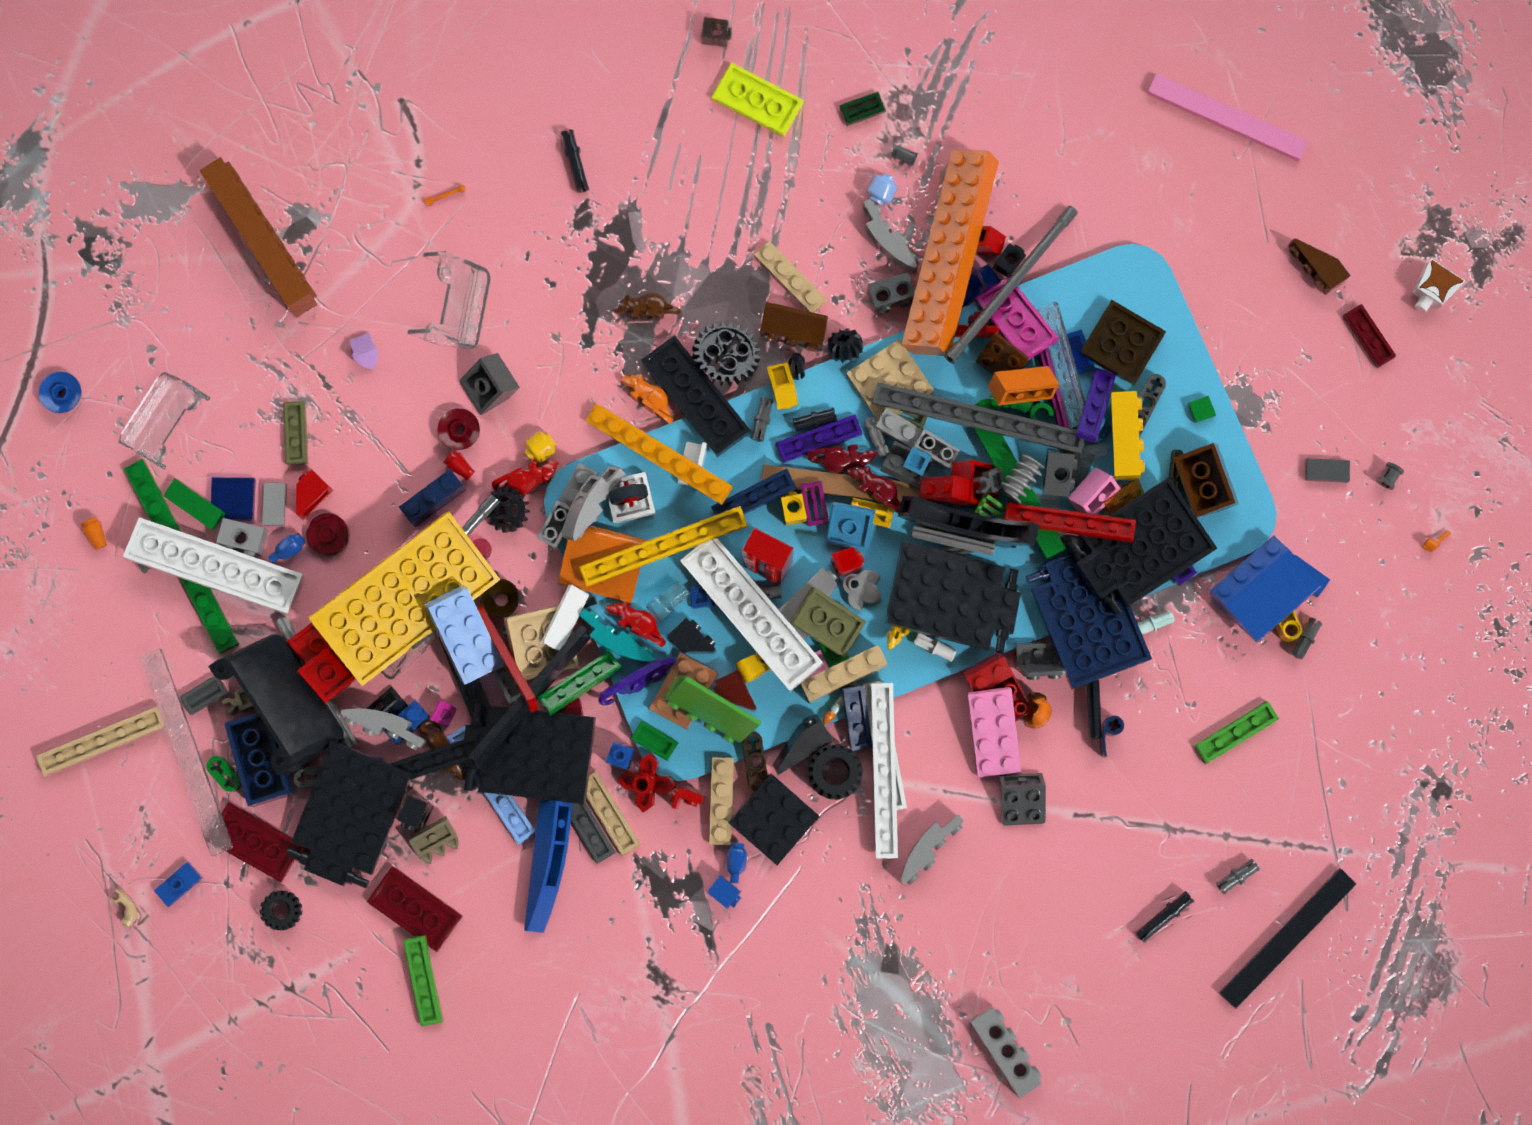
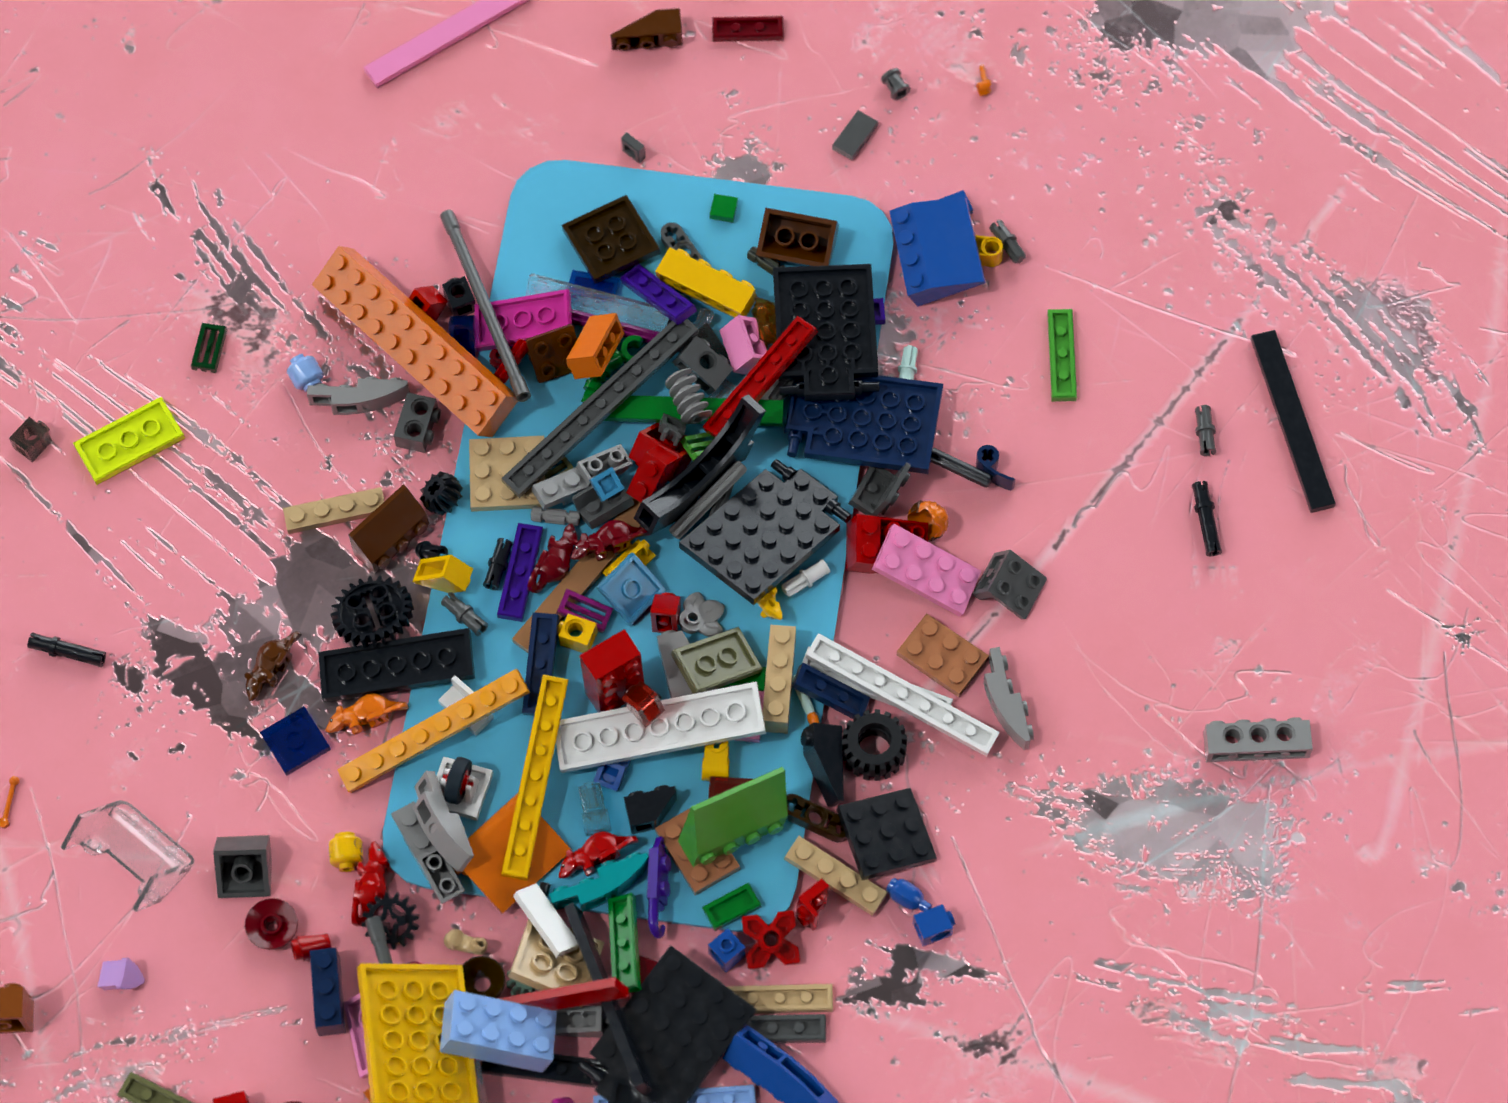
camera: 60 degrees left, 15 degrees down
(522, 566) = (459, 941): none -> tan piece
(602, 360) = (295, 740): none -> clear blue tile
(756, 590) = (643, 703): none -> clear red slope
(904, 154) = (283, 334): dark grey pin -> none
(937, 780) = (942, 655): none -> nougat plate
(1211, 312) = (633, 147): none -> dark grey tile

